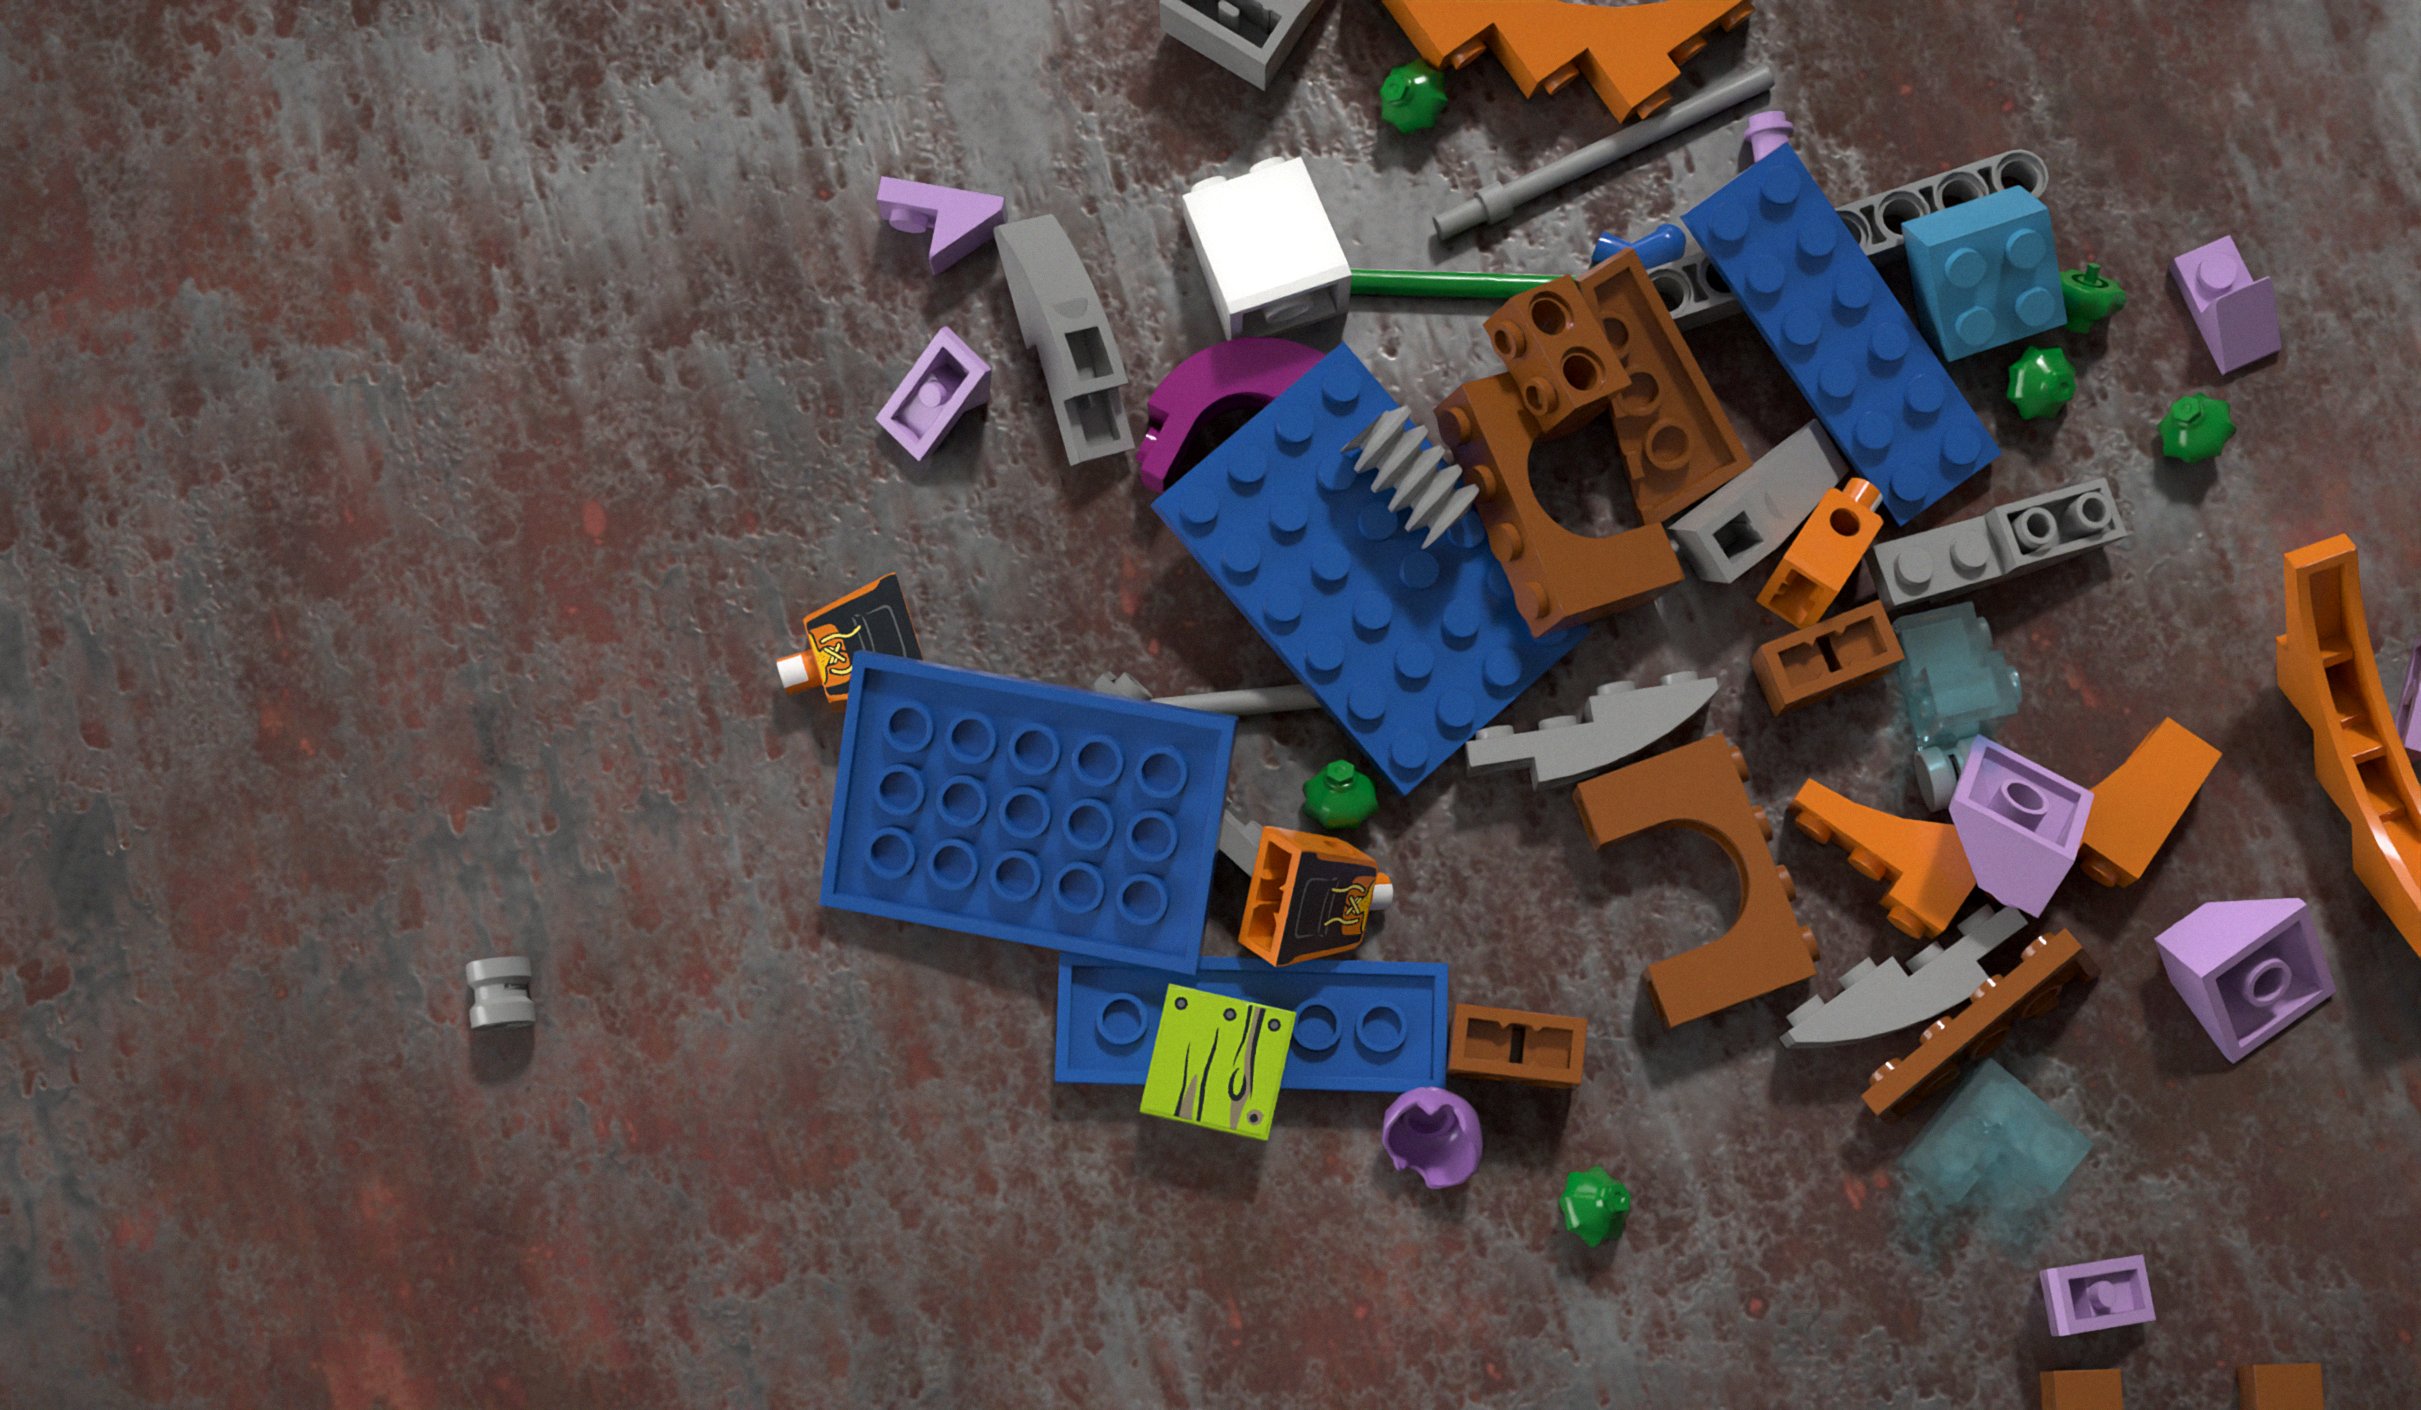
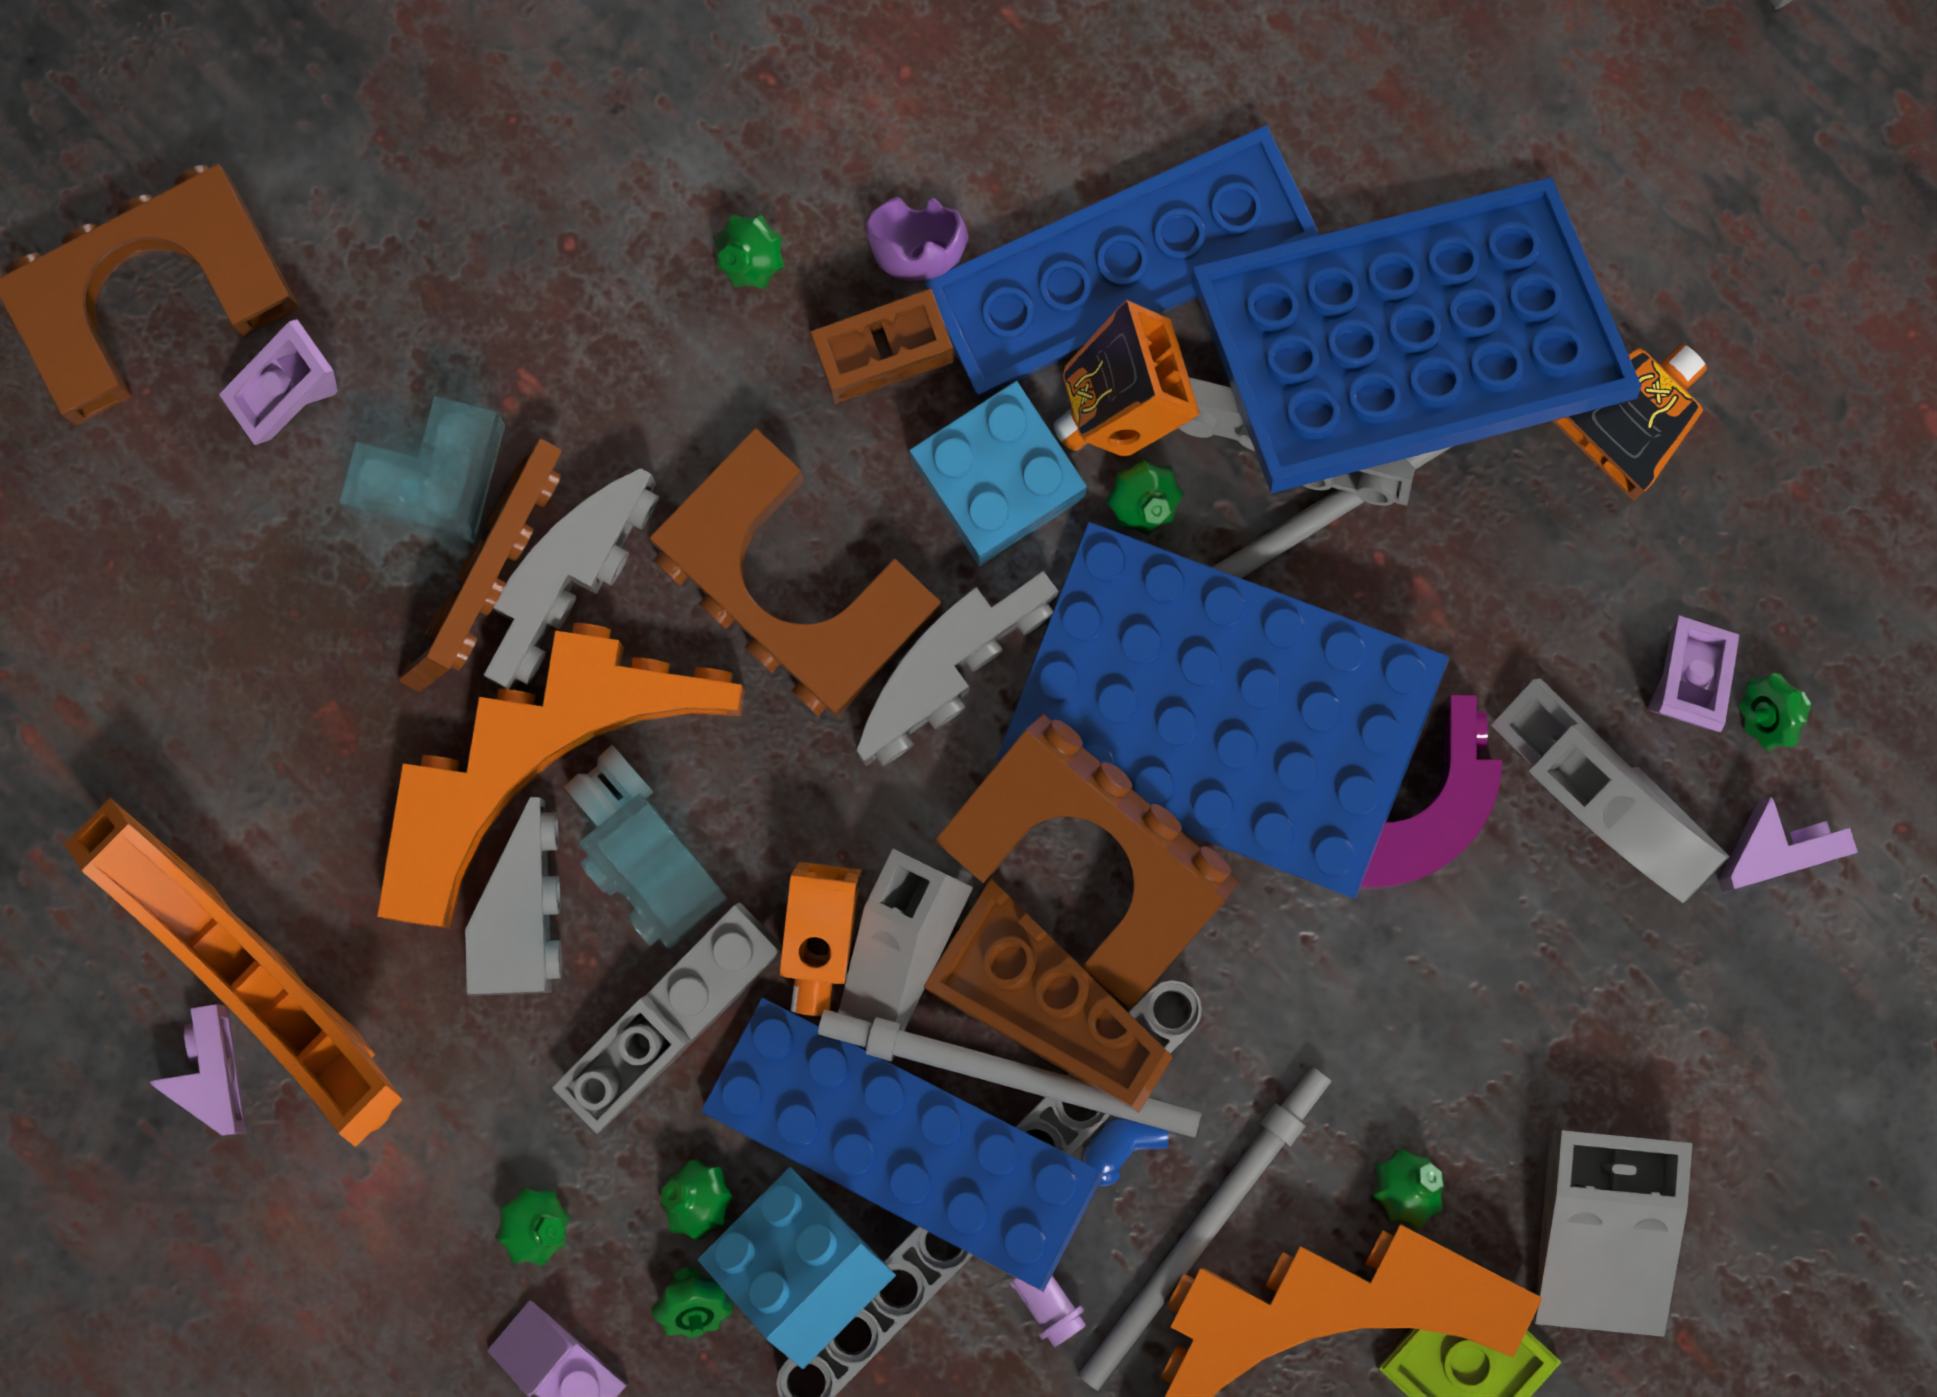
camera: 150 degrees right, 5 degrees up
(881, 336) = (1774, 711): none -> green piece
(1218, 1062) = (1134, 205): lime tile -> none
(1267, 250) = (1471, 965): white slope -> none
(1412, 473) = (1228, 795): light grey piece -> none
(1444, 283) = (1270, 1033): green bar -> none
(1466, 880) = (998, 473): none -> dark azure brick
(1556, 353) = (1145, 990): dark orange brick -> none
(1811, 426) = (886, 1039): none -> light grey bar
(1827, 658) = (772, 830): dark orange brick -> none
(2017, 824) = (535, 750): lavender slope -> none
(2104, 685) = (511, 924): none -> light grey slope
(2246, 968) = (271, 738): lavender slope -> none

